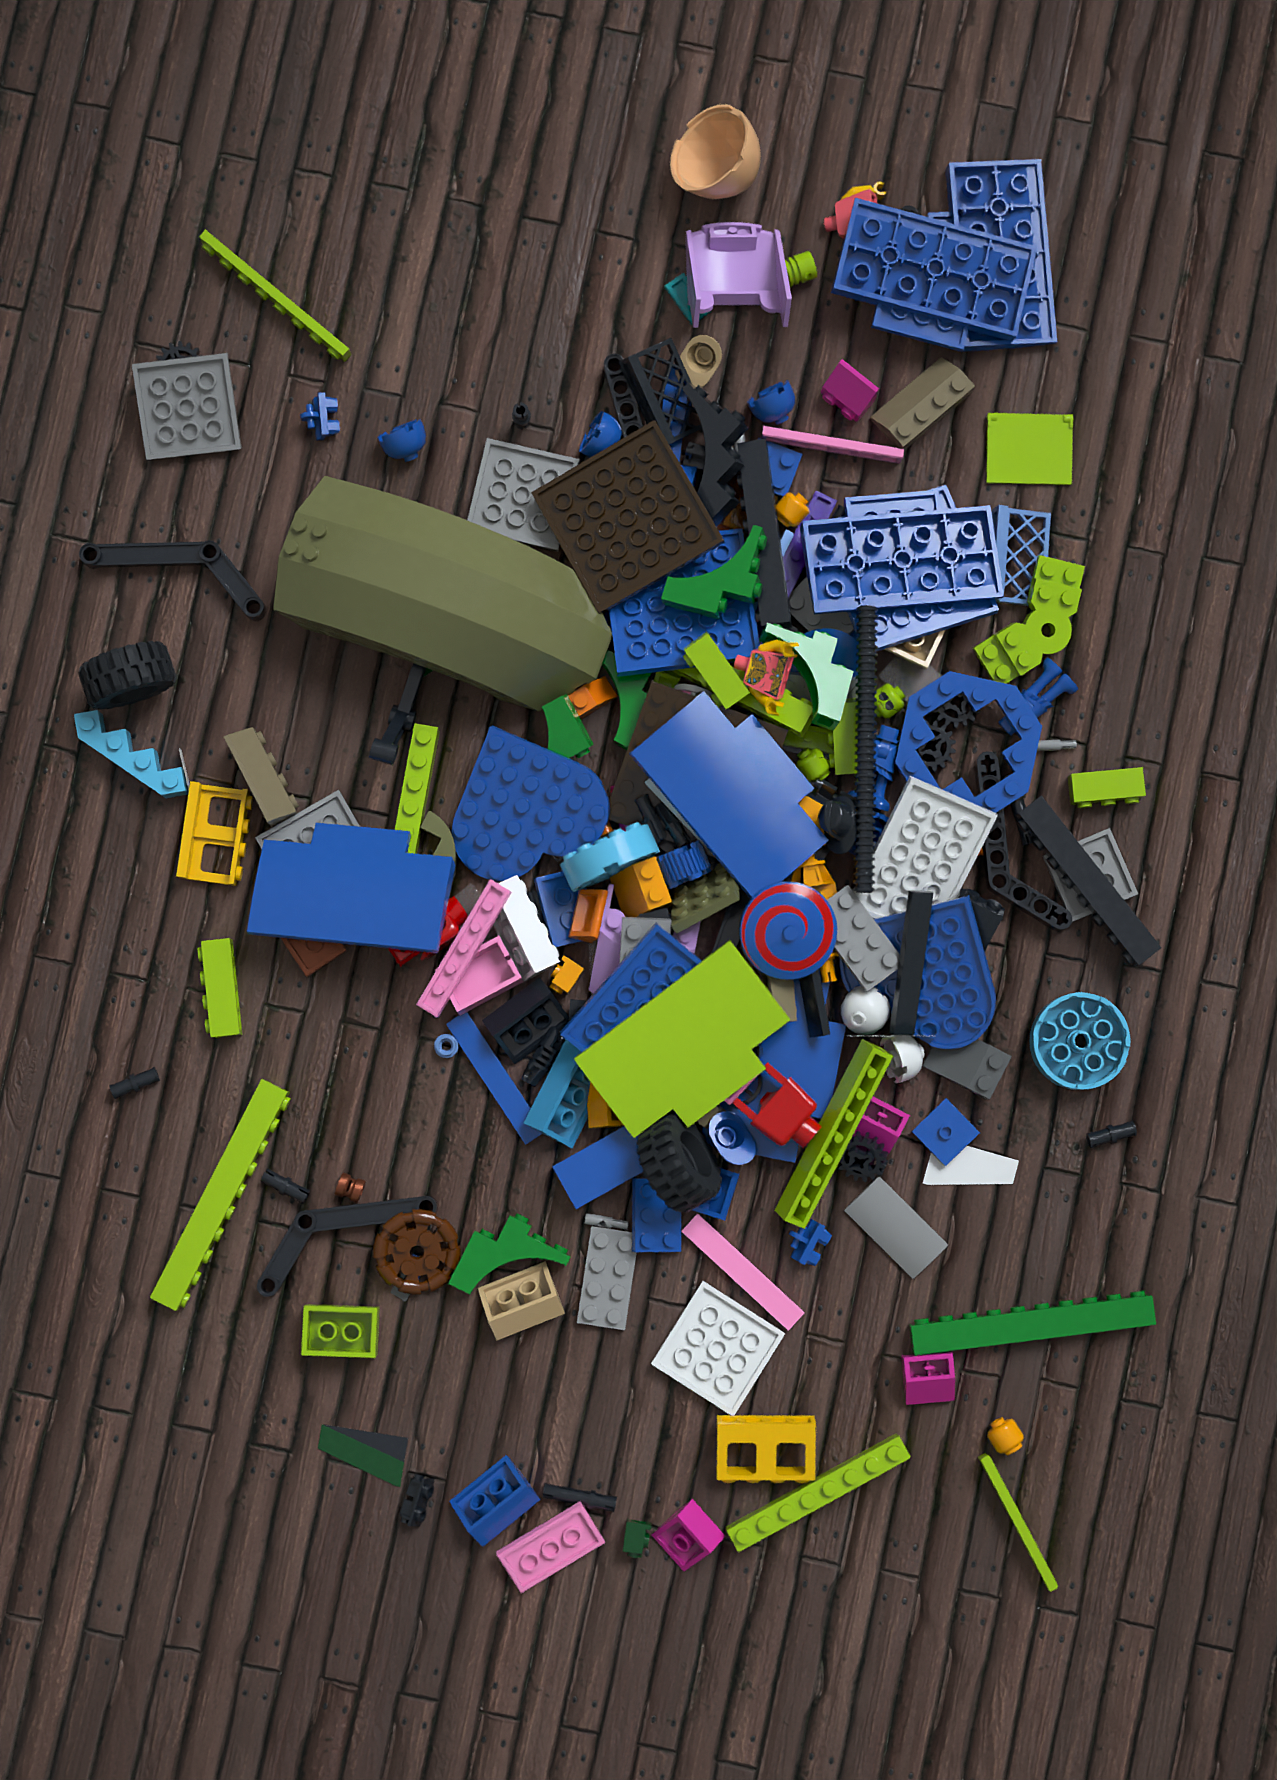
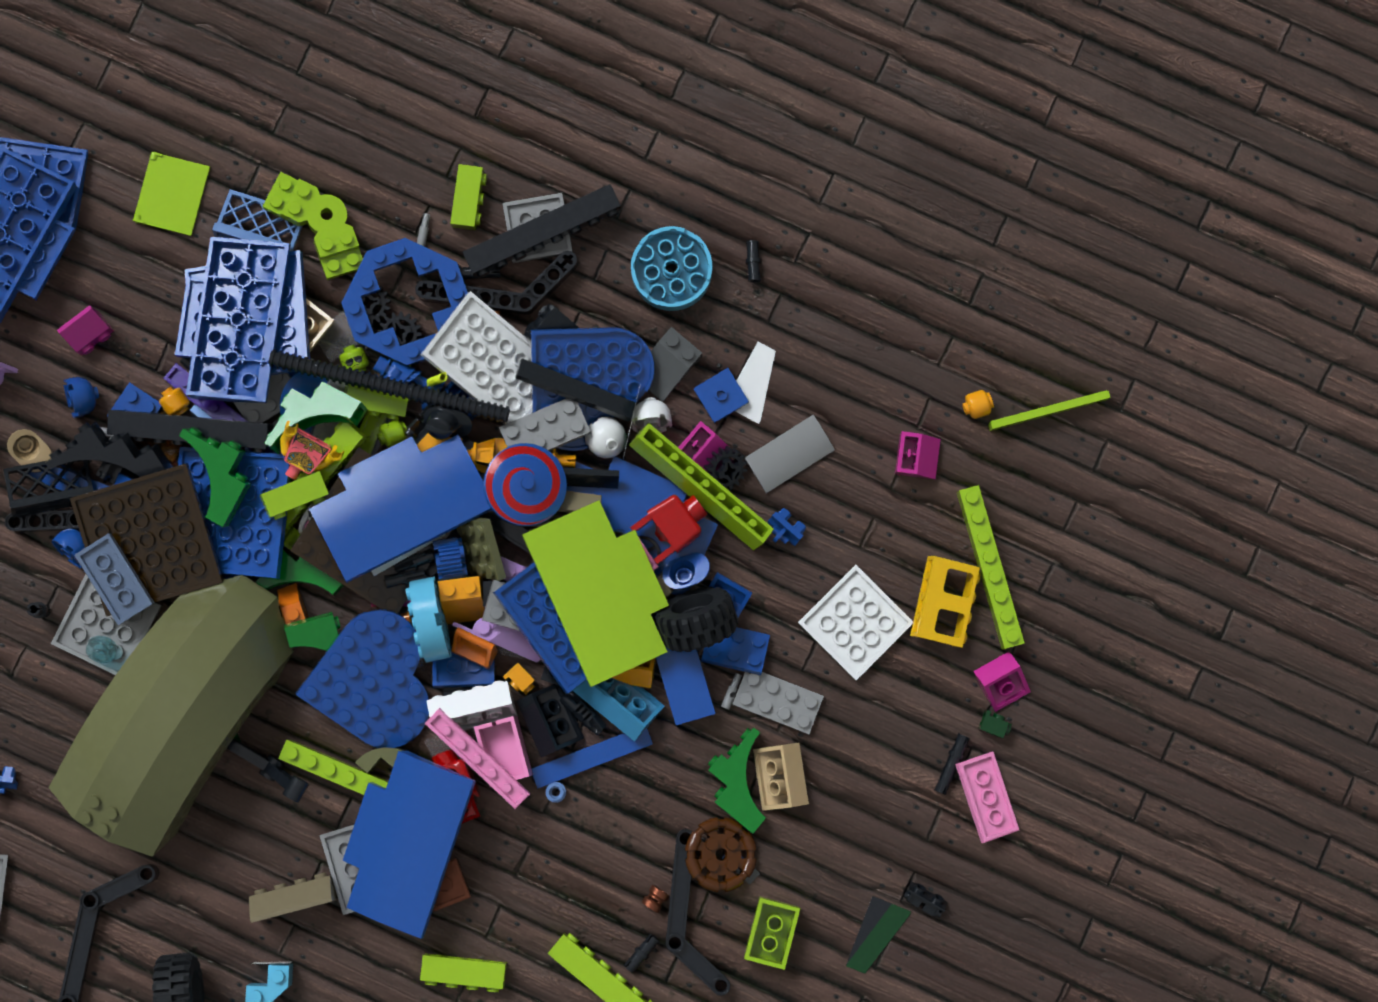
camera: 70 degrees left, 0 degrees up
(199, 832) = (328, 961): yellow window -> none
(404, 440) = (35, 714): blue cylinder -> none
(492, 496) = (101, 649): none -> clear light blue plate
(494, 1500) = (939, 835): blue slope -> none
(575, 491) = (114, 578): none -> sand blue plate
(743, 1271) = (797, 587): bright pink tile -> none
(832, 444) = (127, 355): bright pink tile -> none
(886, 801) = (437, 379): none -> neon yellow piece
(923, 403) = (111, 272): dark tan slope -> none
(1032, 1324) = (892, 361): green brick -> none
(1040, 704) = (386, 236): blue piece -> none

